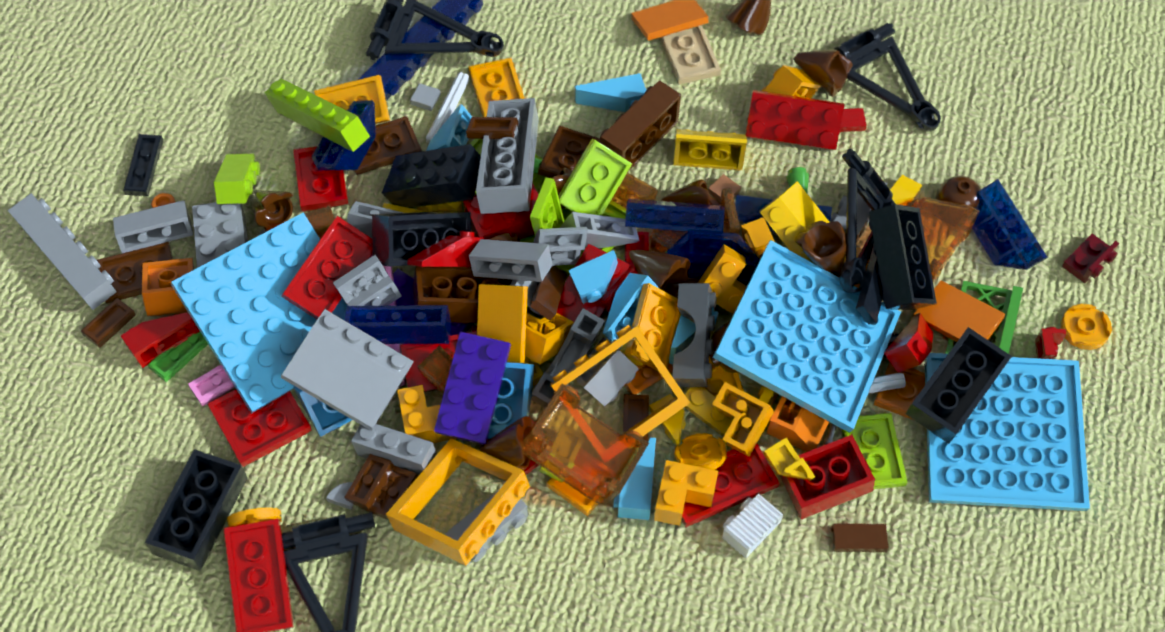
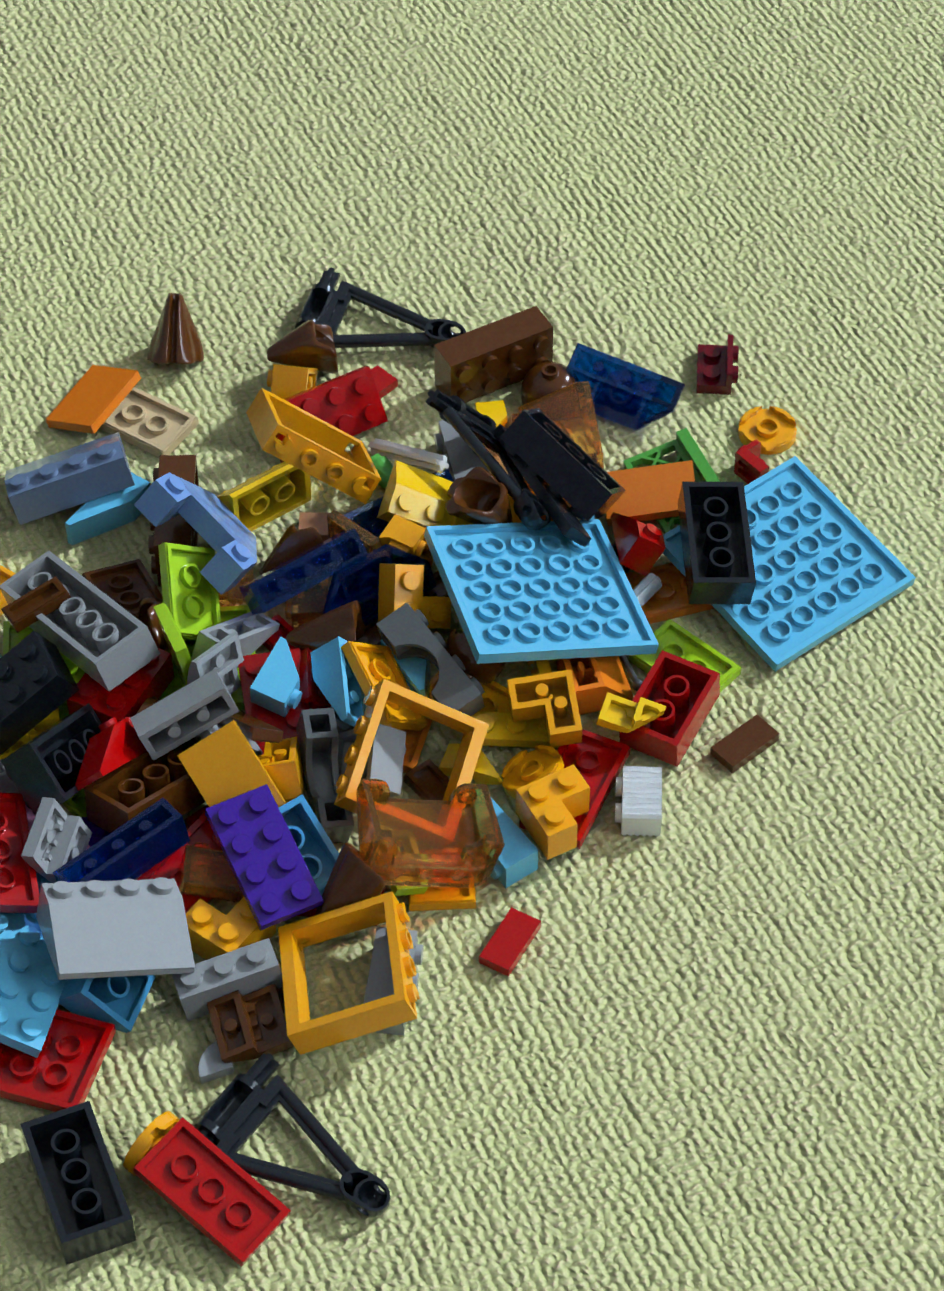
camera: 40 degrees left, 10 degrees down
(584, 556) = (509, 942): none -> red tile
(602, 58) = (68, 478): none -> sand blue slope
(646, 142) = (213, 522): none -> medium blue wedge
(769, 126) = (313, 446): none -> light orange window
(819, 183) = (409, 455): none -> white axle
(938, 150) = (493, 355): none -> reddish brown brick

